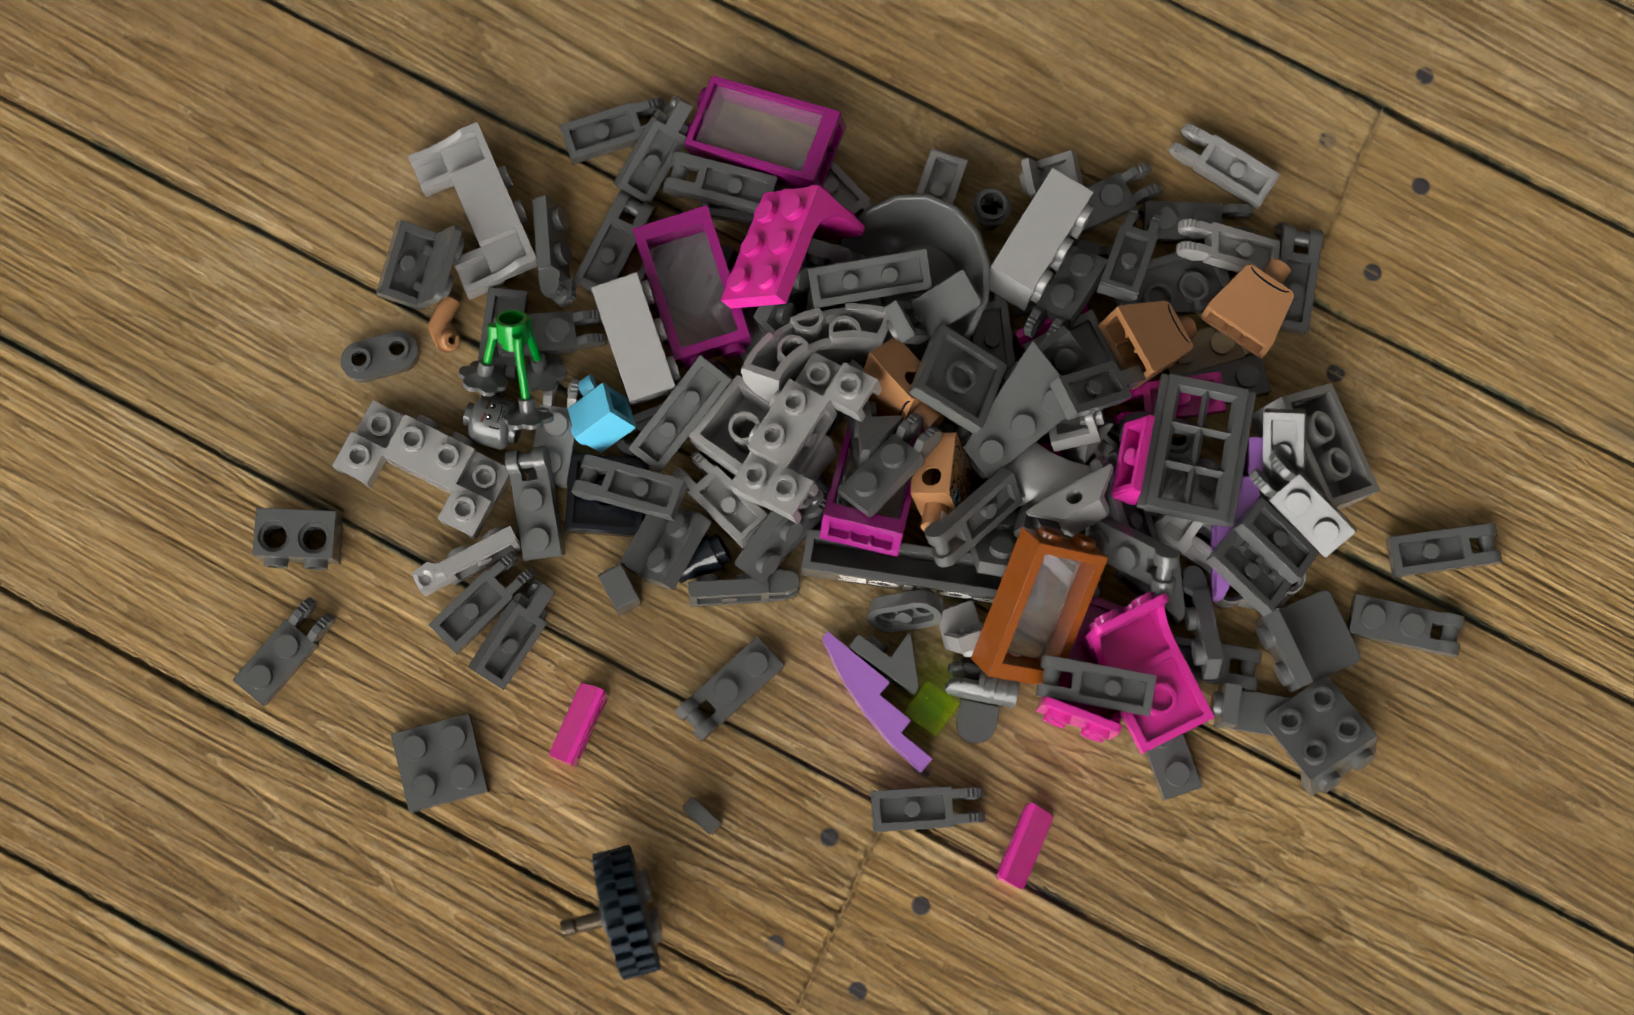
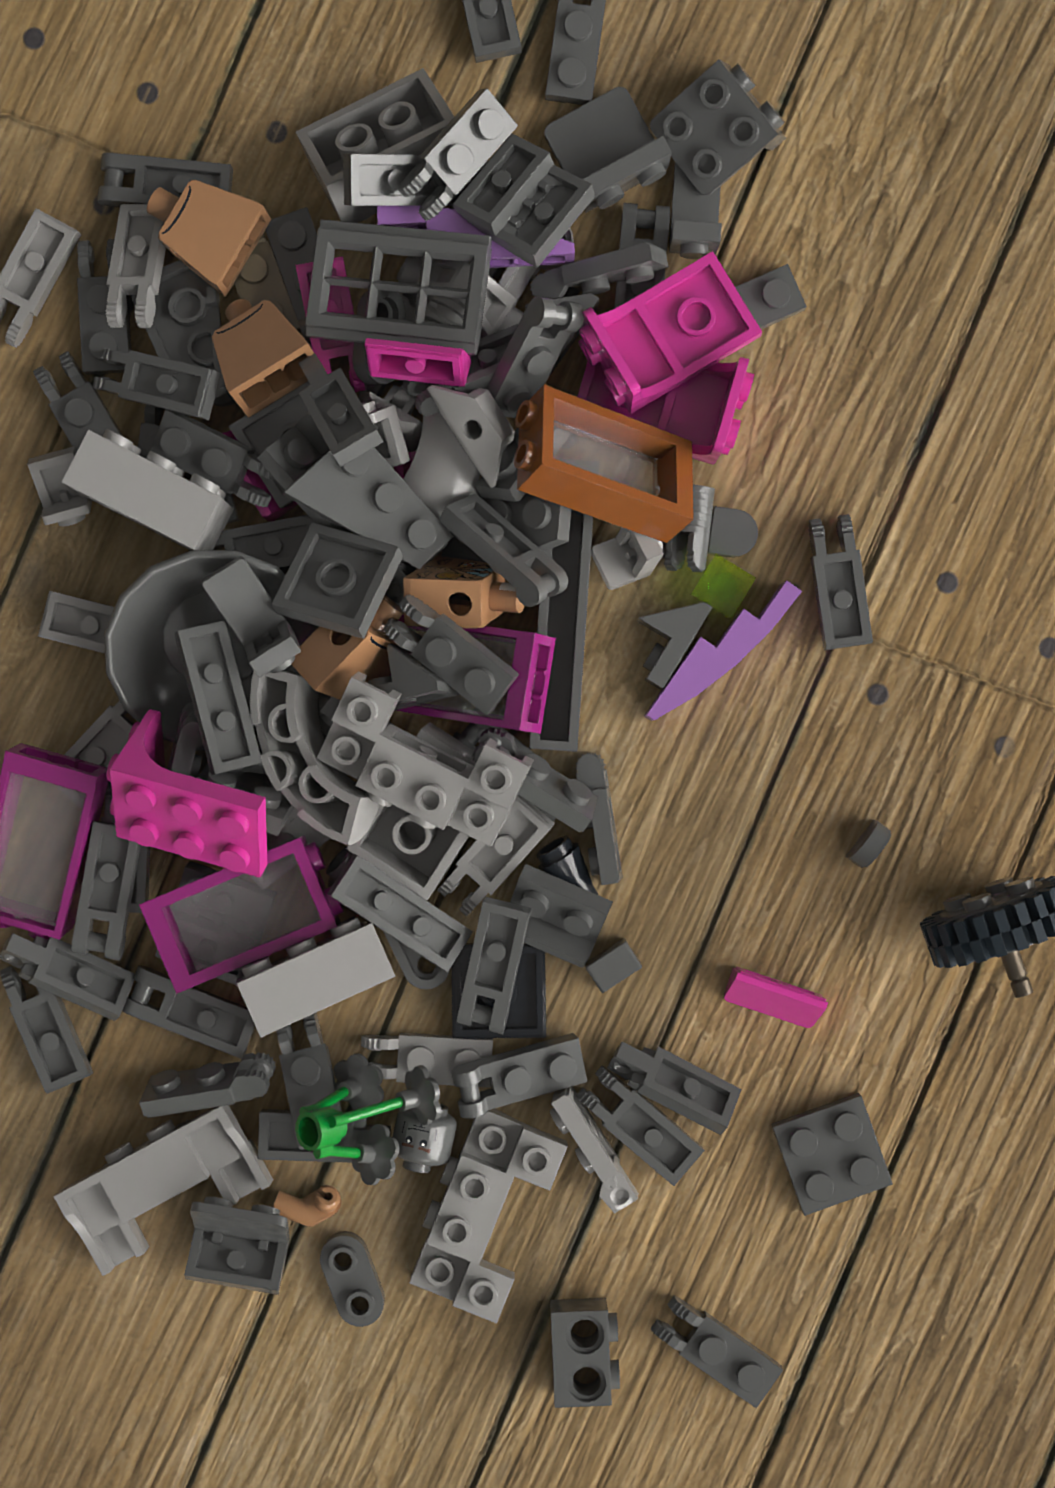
camera: 90 degrees left, 10 degrees up
(600, 415) = (406, 1008): medium azure brick -> none
(730, 688) = (716, 823): dark grey plate -> none
(906, 611) = (613, 624): dark grey plate -> none
(990, 201) = (101, 552): dark grey cone -> none
(1024, 846) = (872, 468): dark pink slope -> none
(1098, 685) = (692, 389): dark grey plate -> none

